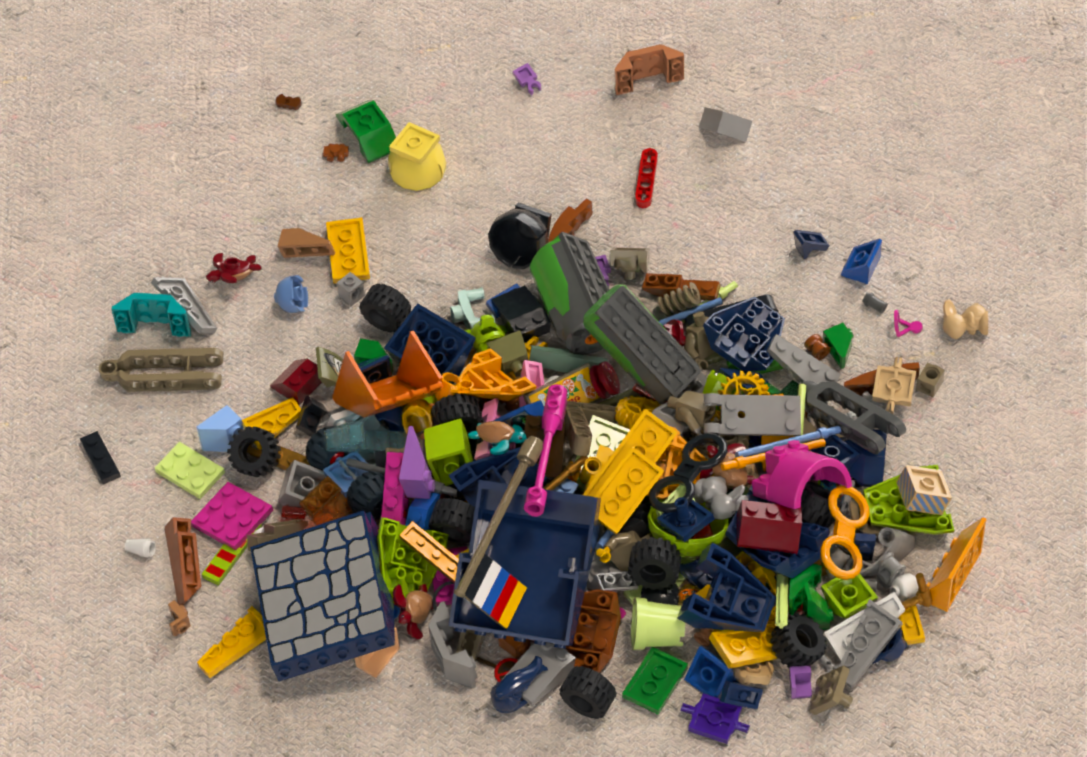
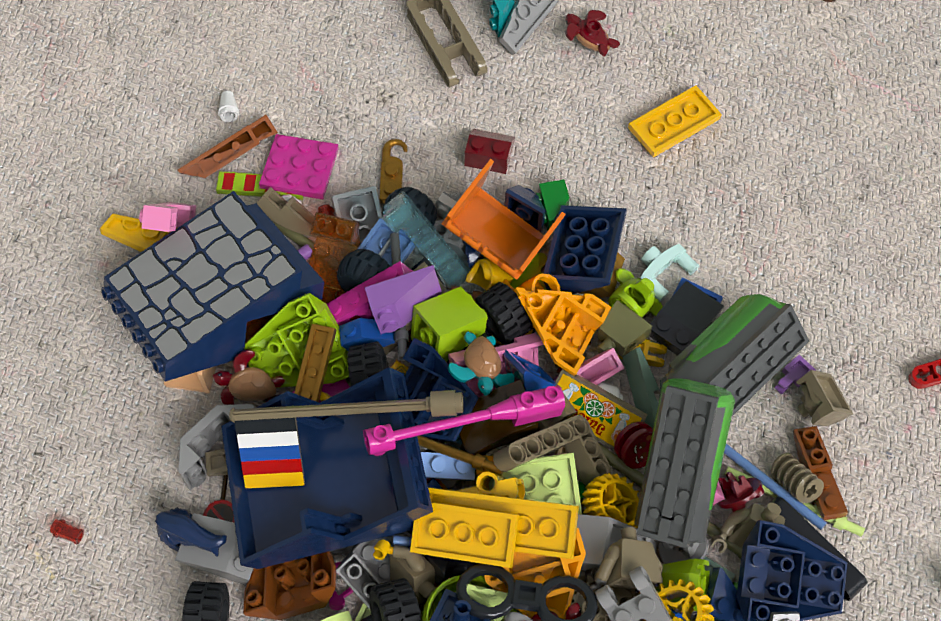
camera: 60 degrees right, 10 degrees up
(100, 457) = (318, 28): black plate -> none
(181, 618) = (160, 175): medium nougat bracket -> none
(189, 470) = (338, 107): yellowish green plate -> none
(218, 430) = (388, 110): light blue slope -> none
(238, 609) = (166, 215): none -> bright pink arch
(239, 451) = (374, 147): black tyre -> none
(274, 418) = (426, 148): yellow wing -> none
(291, 294) = (587, 96): medium blue cylinder -> none
(300, 243) = (653, 72): medium nougat slope -> none
(310, 415) = (451, 179): black slope -> none
(328, 366) = (512, 169): olive slope -> none
(336, 150) = (792, 55): dark orange piece -> none
(350, 289) = (625, 144): light grey brick -> none
(369, 128) = (833, 71): green slope -> none
(385, 307) = (613, 182): black tyre -> none
(416, 158) = (824, 125): light yellow plate -> none
(519, 234) = (785, 268): black plate -> none
(571, 219) = (837, 312): dark orange slope -> none

